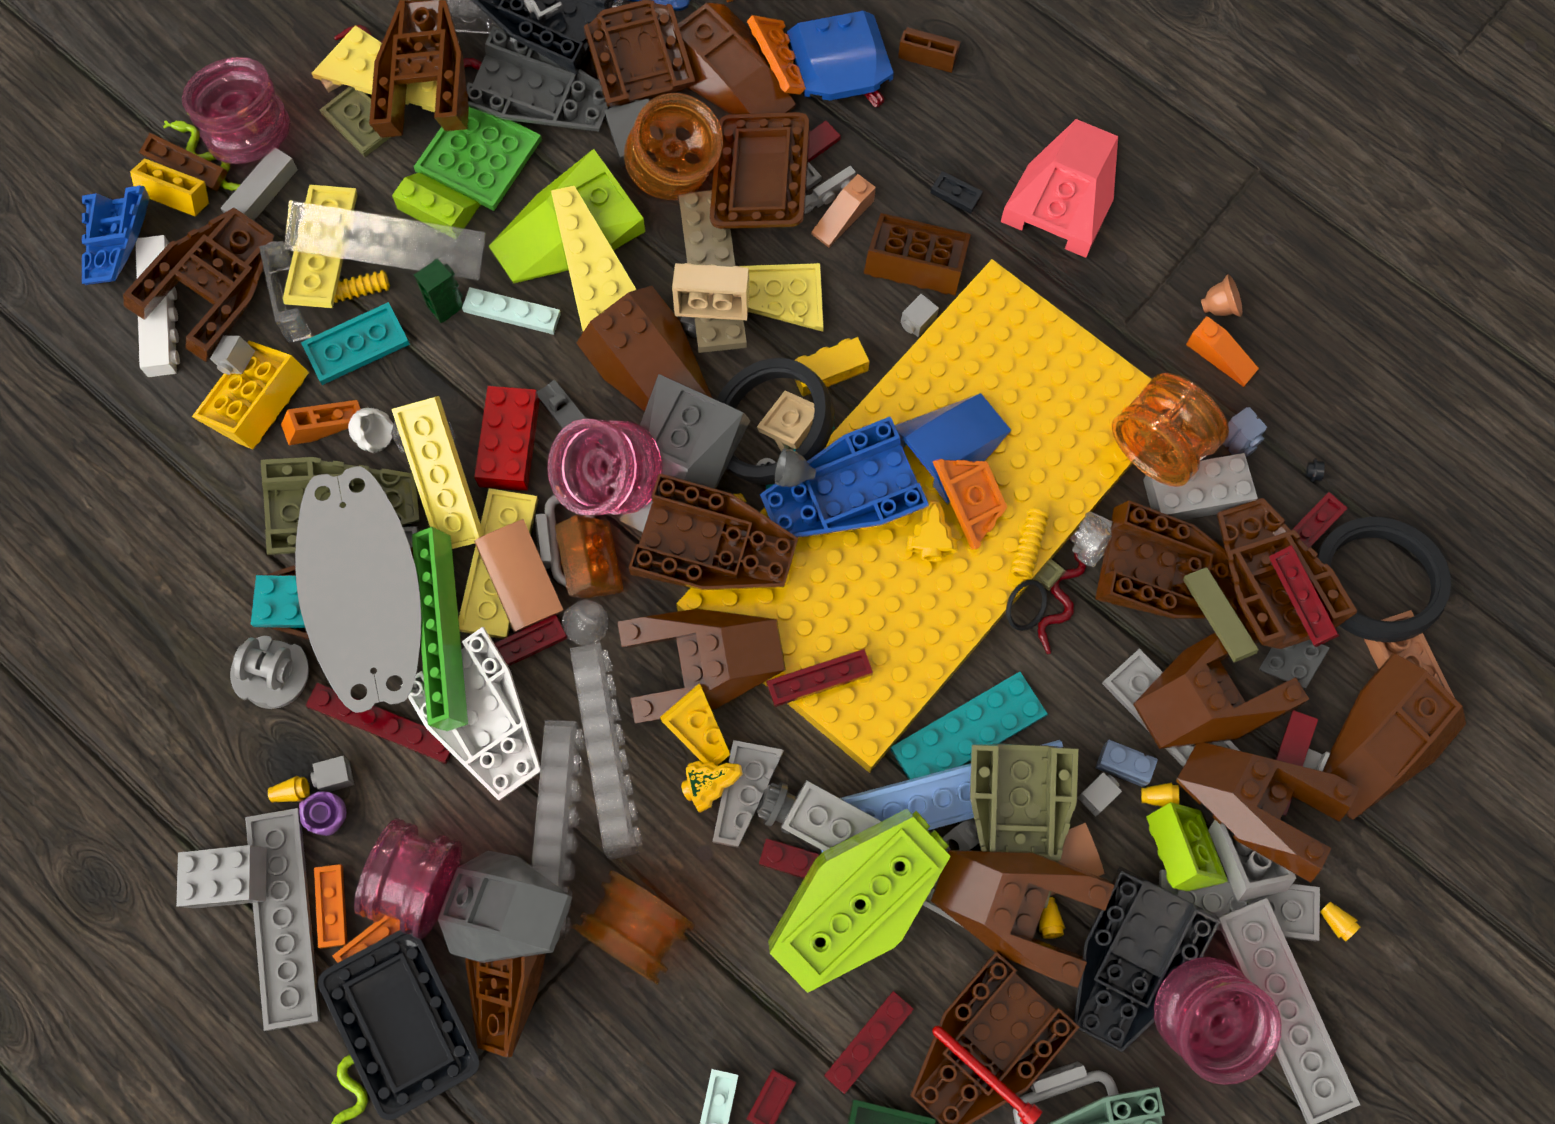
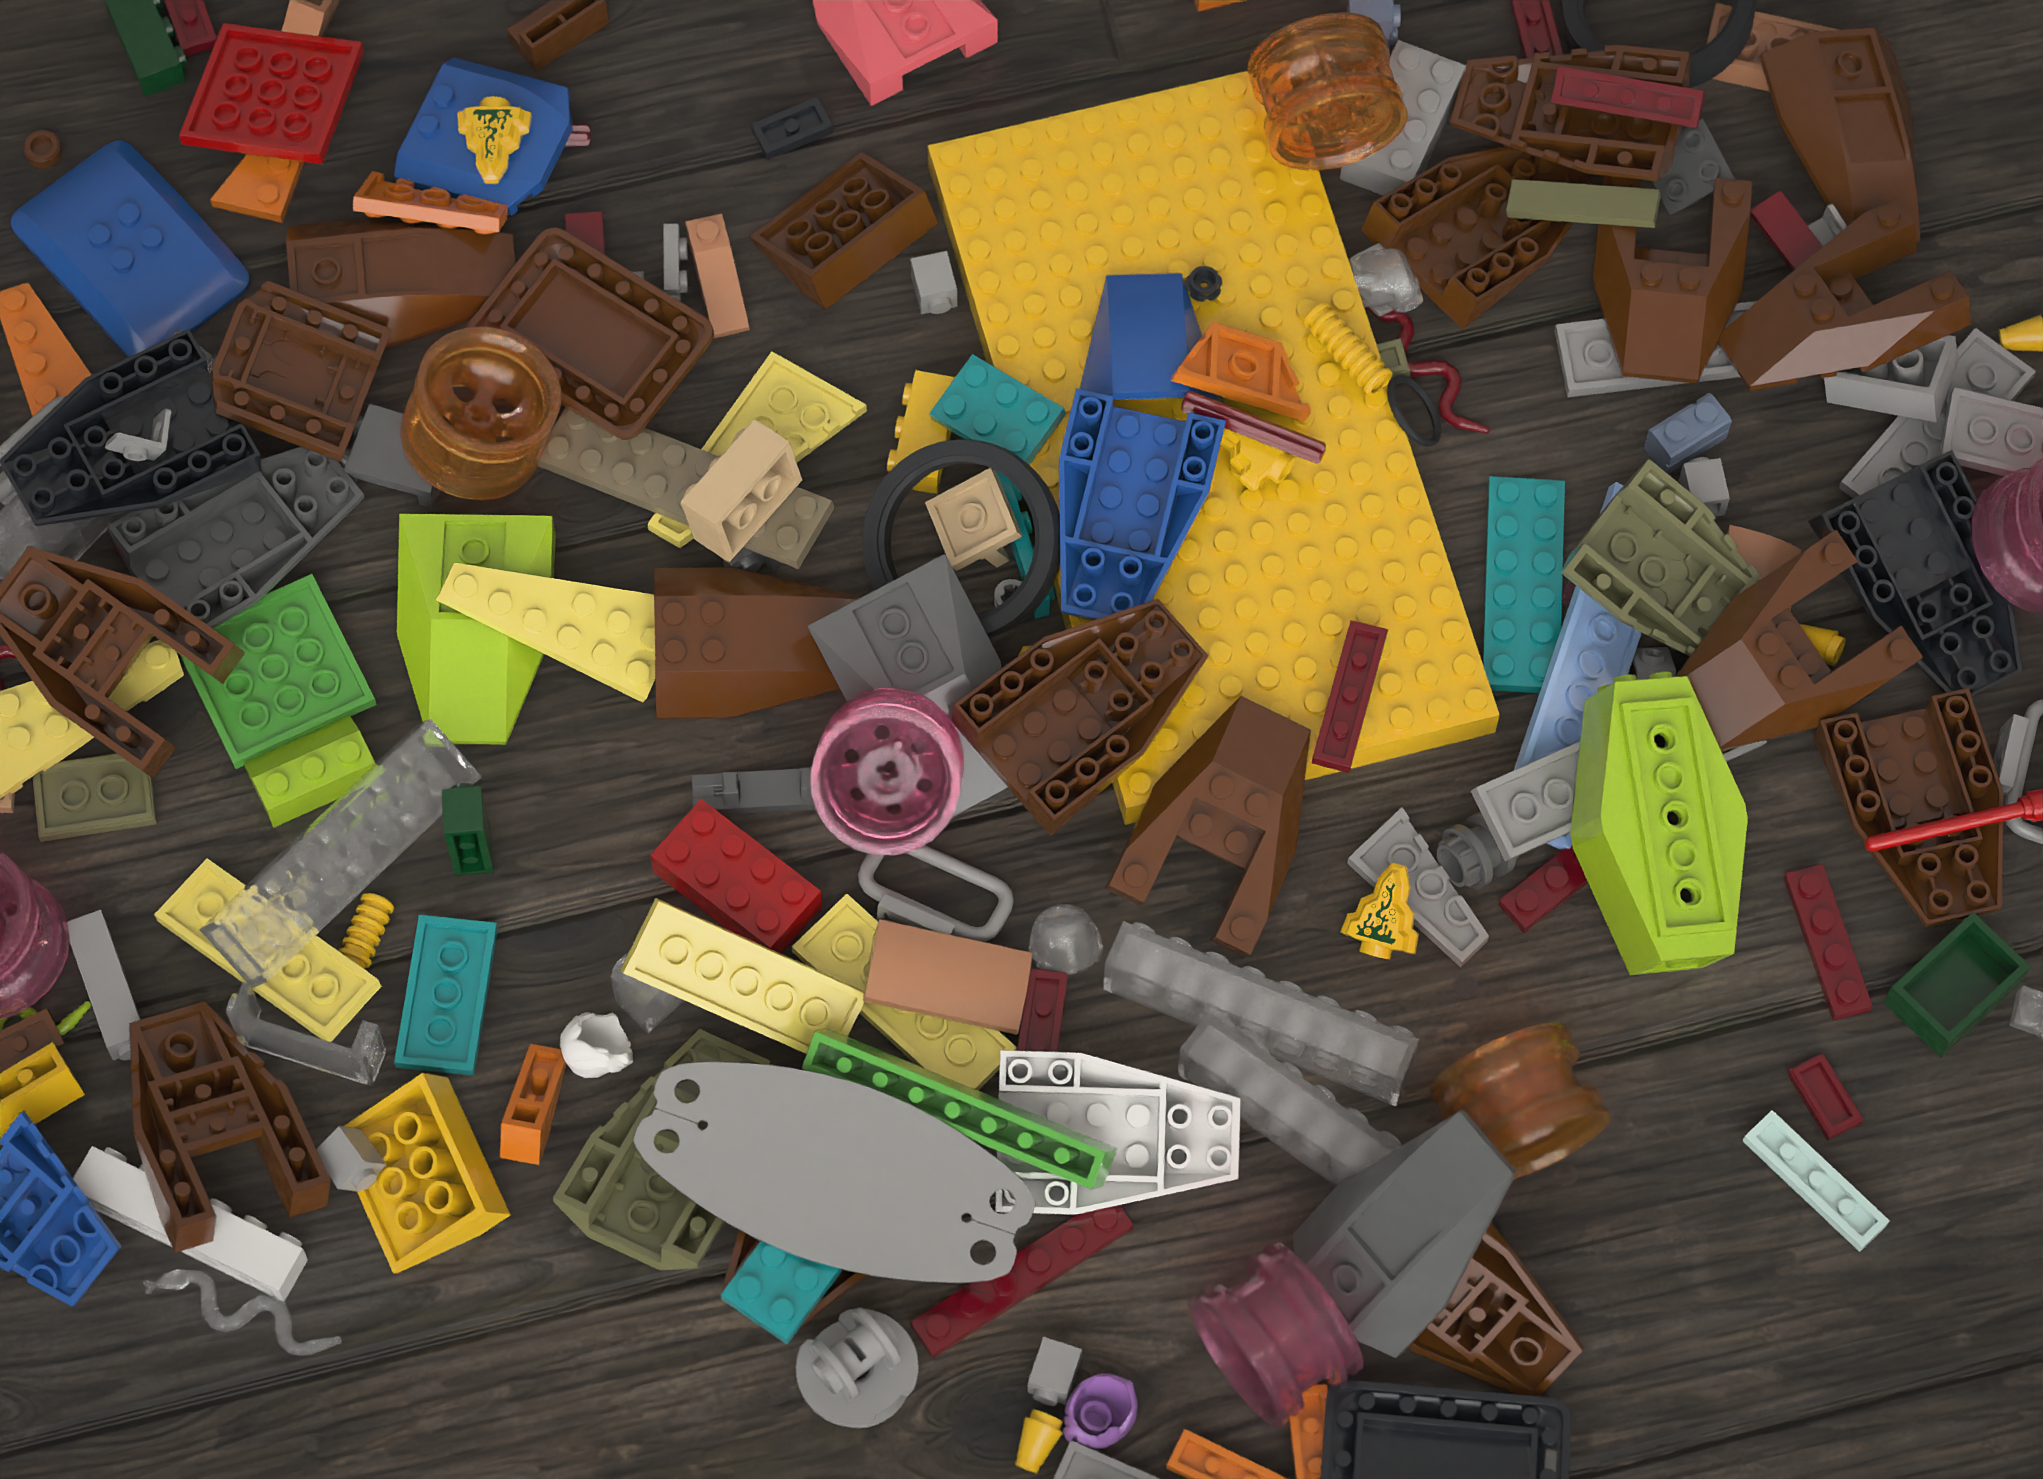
camera: 55 degrees left, 5 degrees down
(117, 356) = (179, 1279): none -> clear animal
(511, 310) = (548, 769): light aqua plate -> none
(588, 557) = (983, 879): clear orange slope -> none
(696, 727) = (1308, 882): yellow wing -> none
(792, 469) = (1063, 546): dark grey helmet -> none
(835, 54) = (493, 134): none -> yellow rock
(858, 391) = (997, 410): none -> teal plate
(939, 523) = (1256, 427): none -> dark red axle
(1012, 439) = (1206, 275): none -> black plate
(1160, 794) = (1752, 421): yellow cone -> none
(1185, 847) = (1834, 437): lime slope -> none

